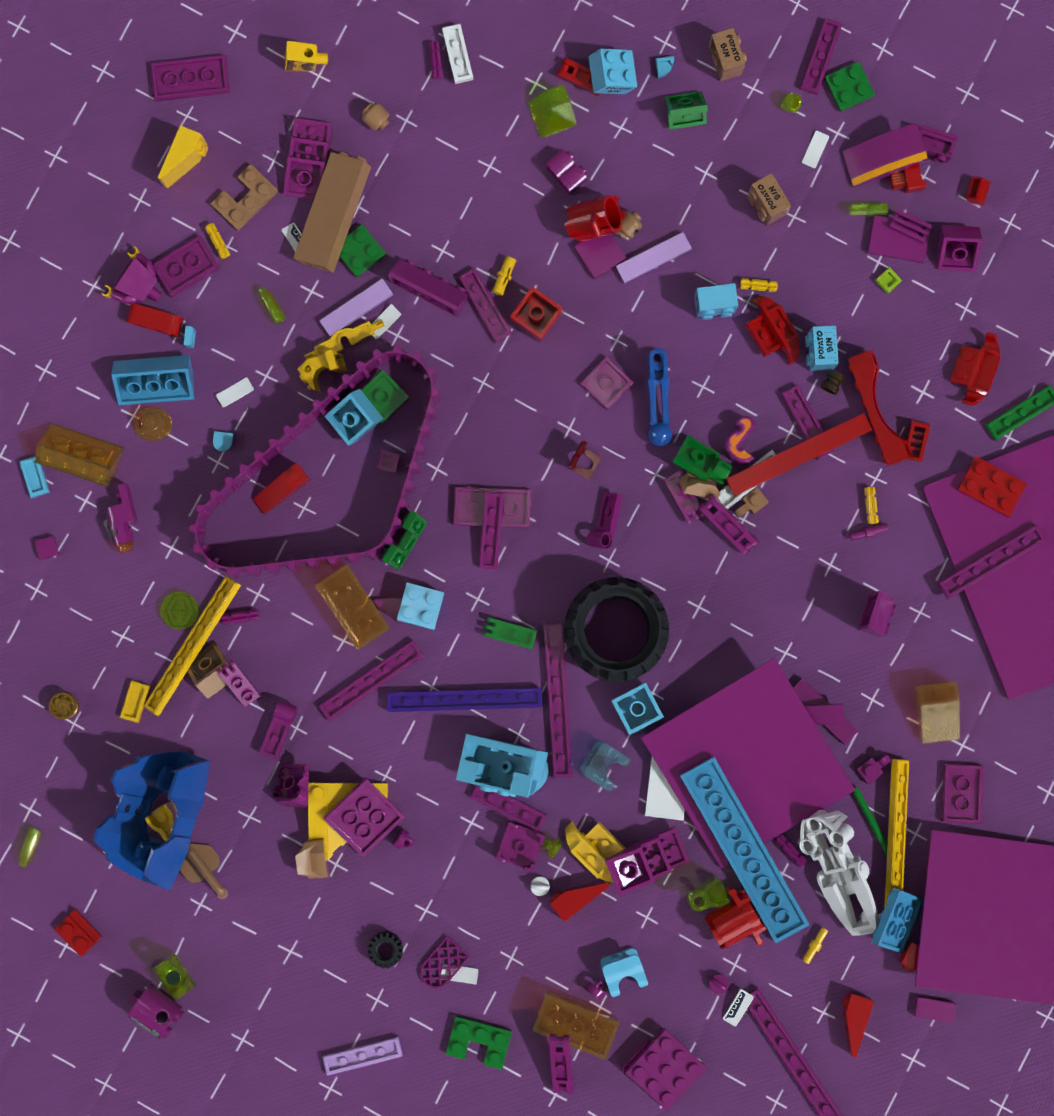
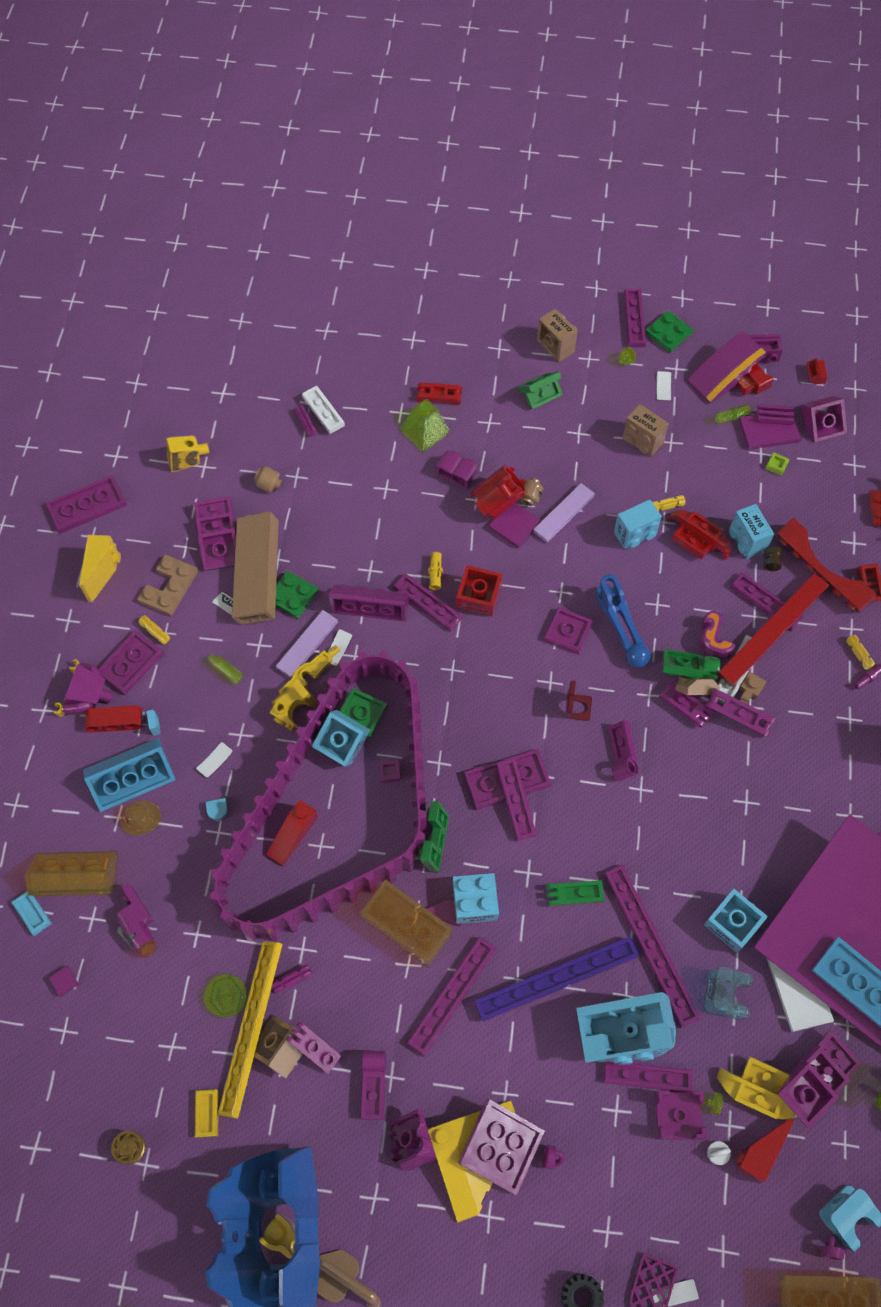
camera: 20 degrees left, 20 degrees down
(312, 859) = (462, 1219): medium nougat slope -> none
(612, 71) = (465, 377): medium azure brick -> none
(656, 621) = (708, 816): black tyre -> none
(664, 65) = (505, 364): medium azure tile -> none

